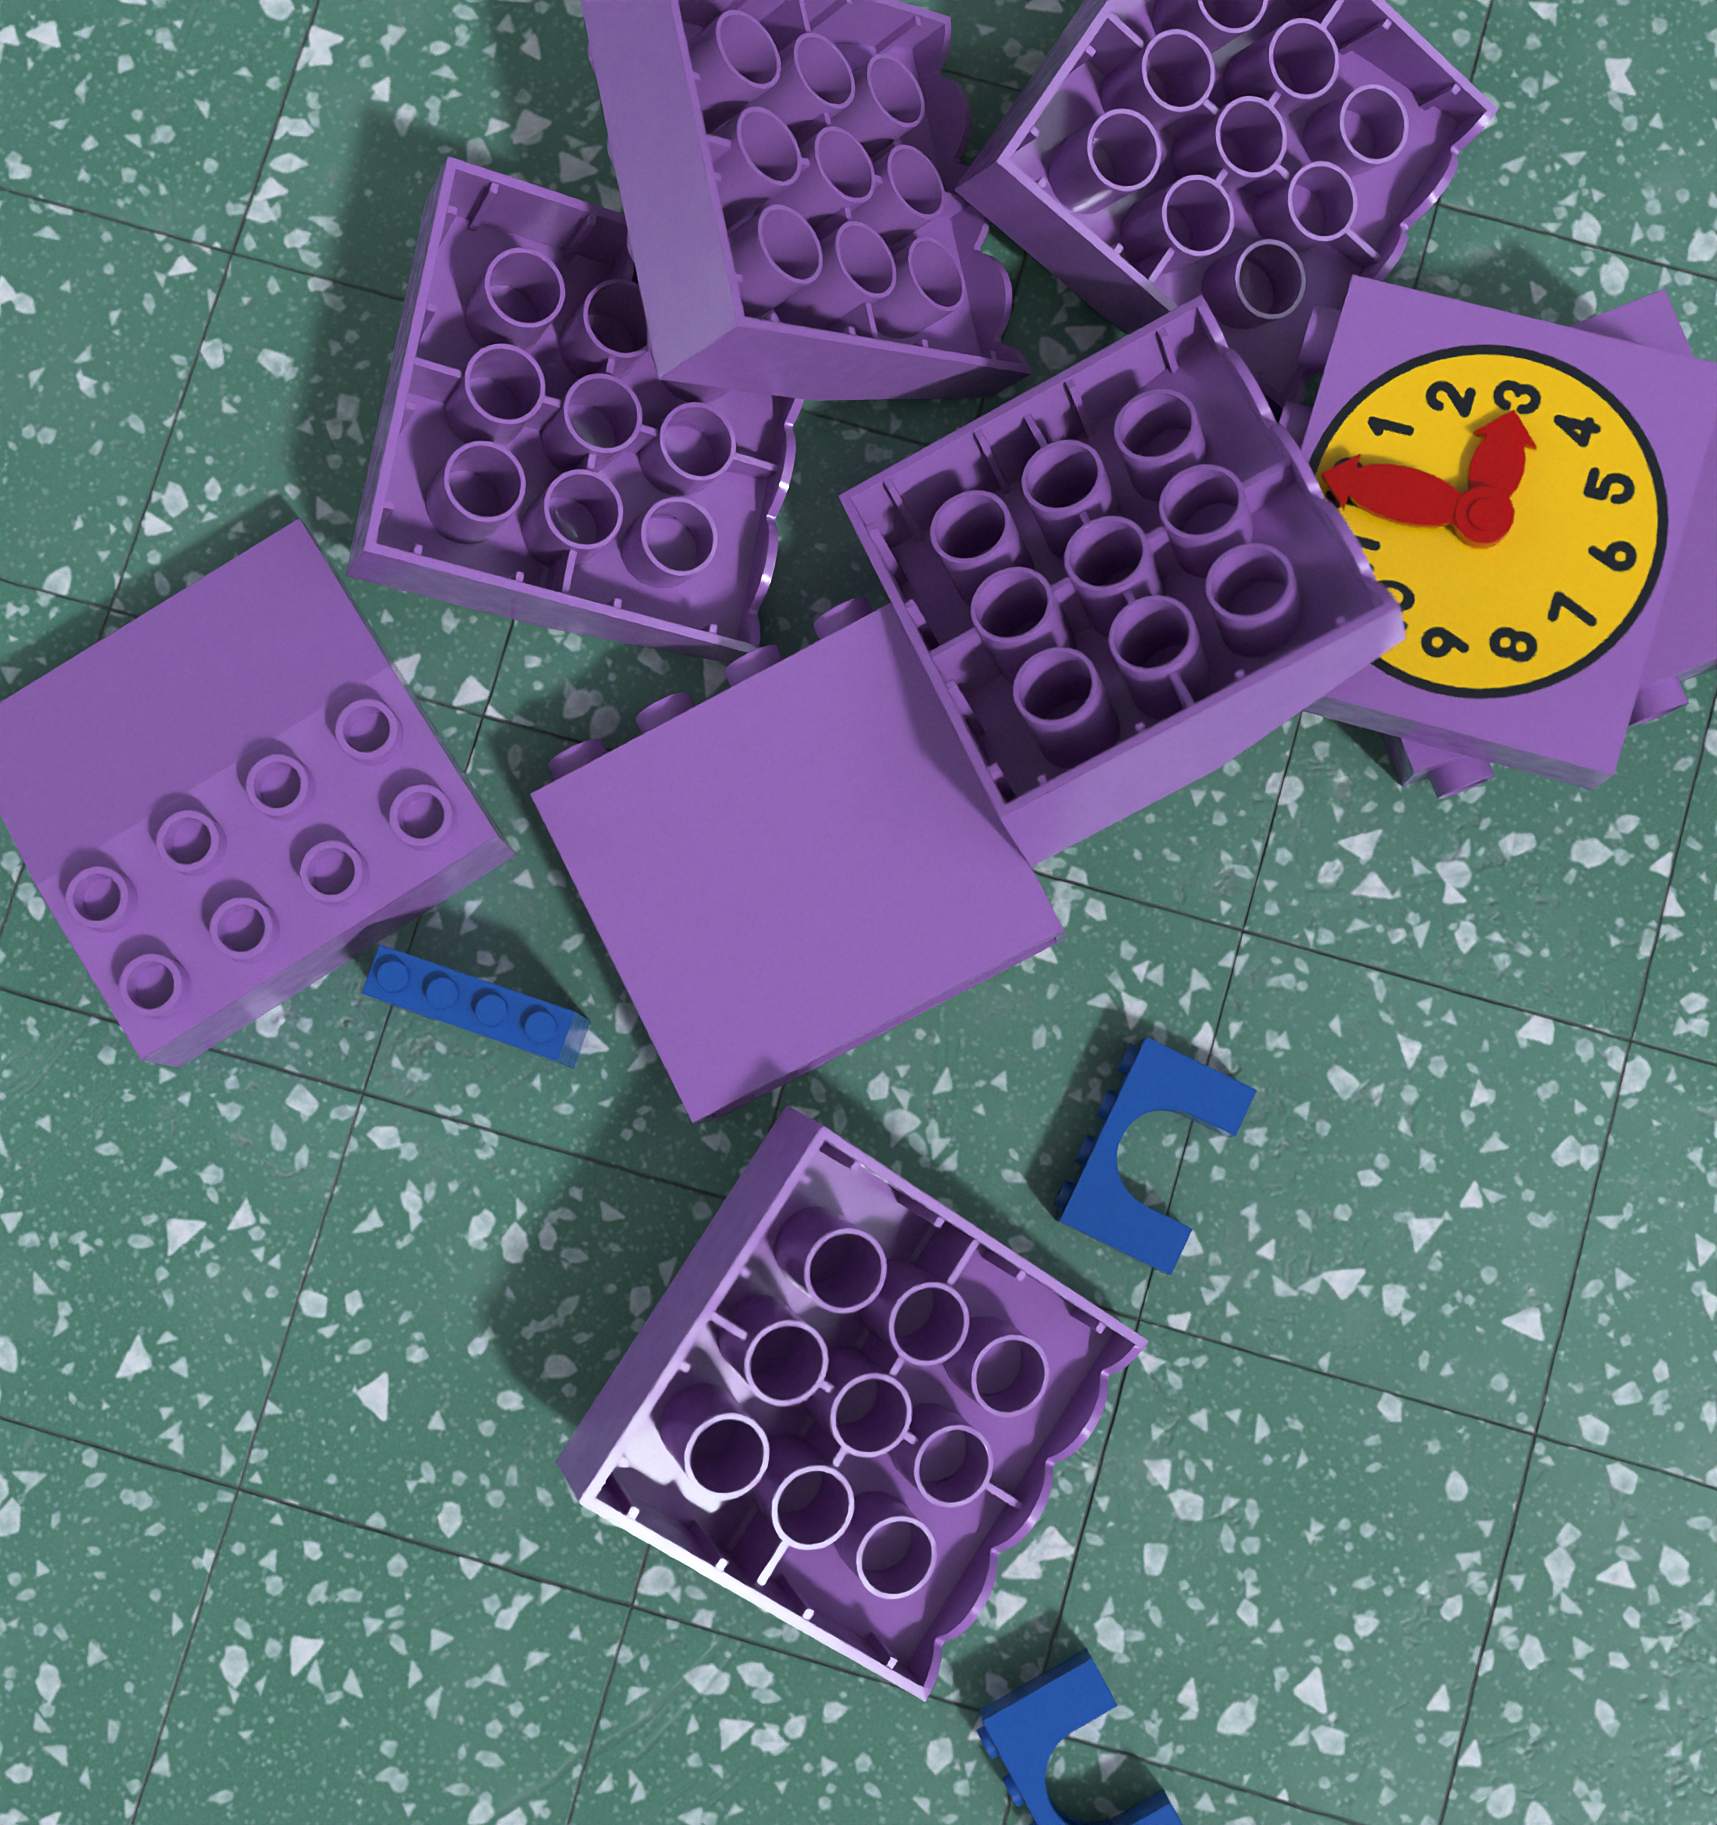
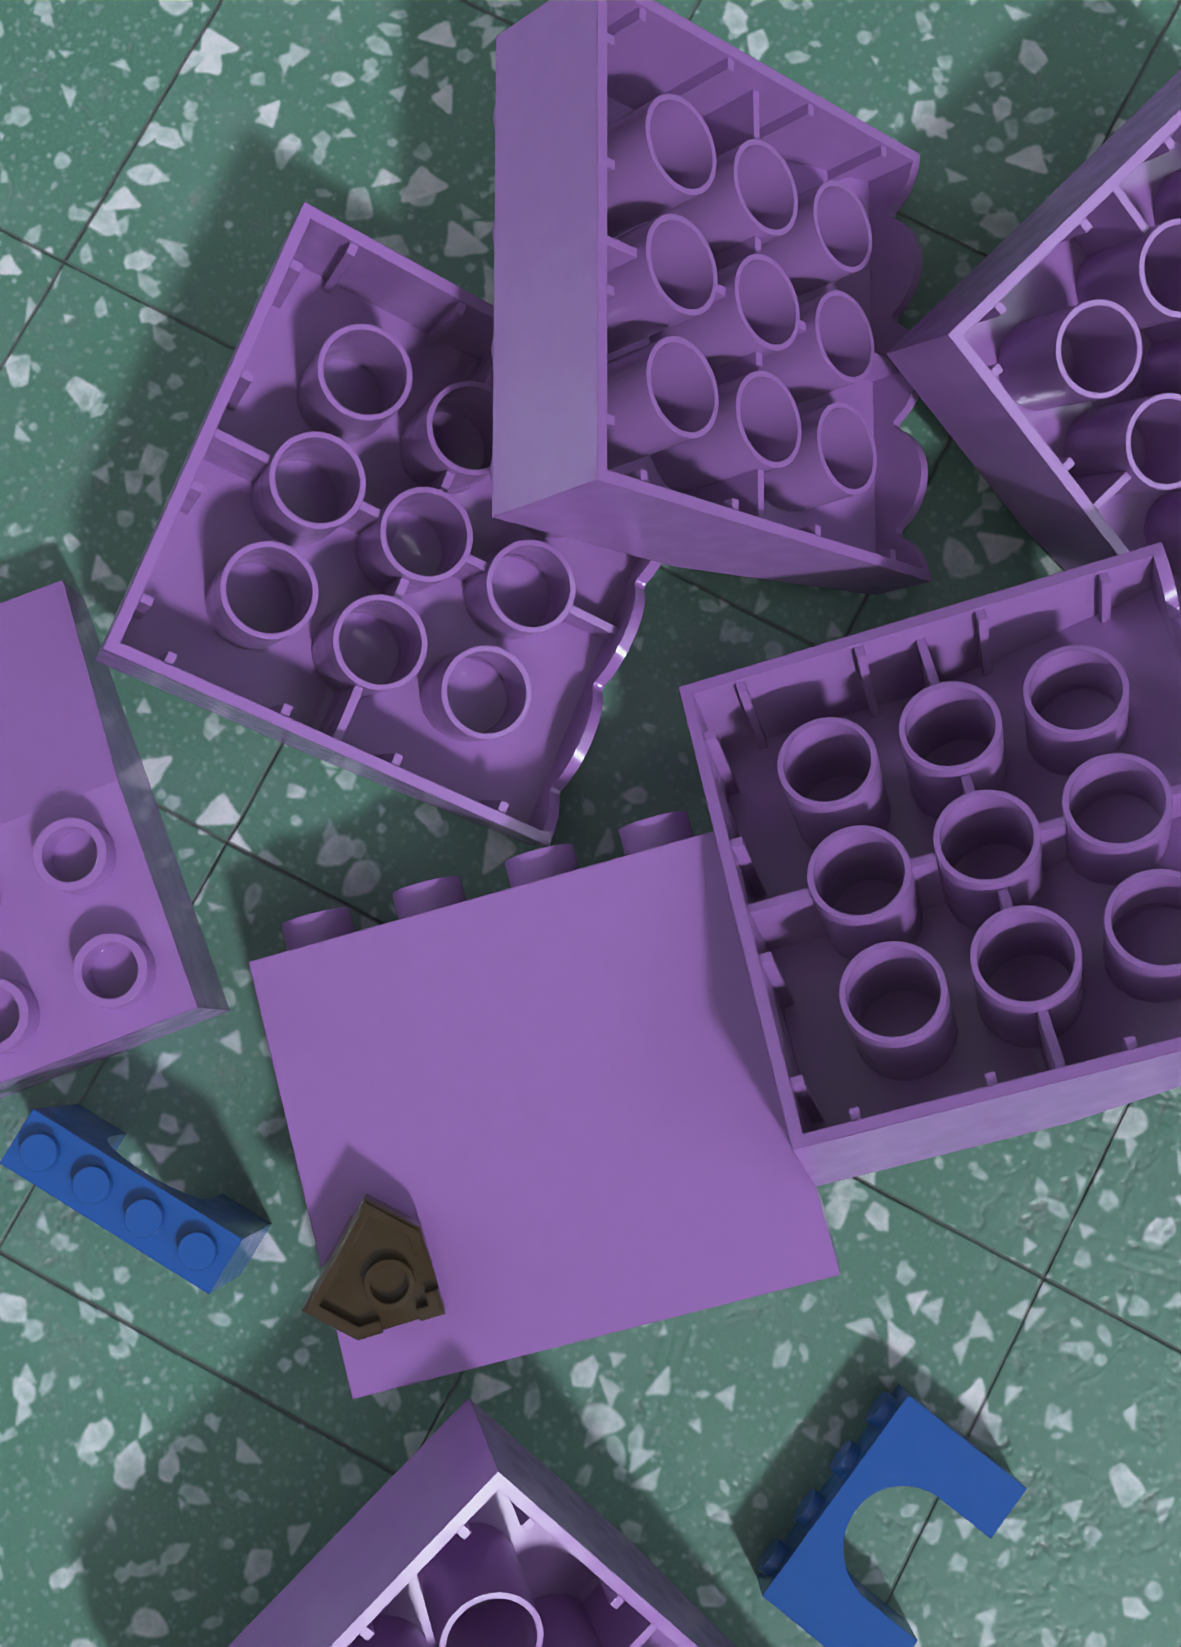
camera: 15 degrees right, 0 degrees up
(691, 1013) = (376, 1274): none -> dark brown plate

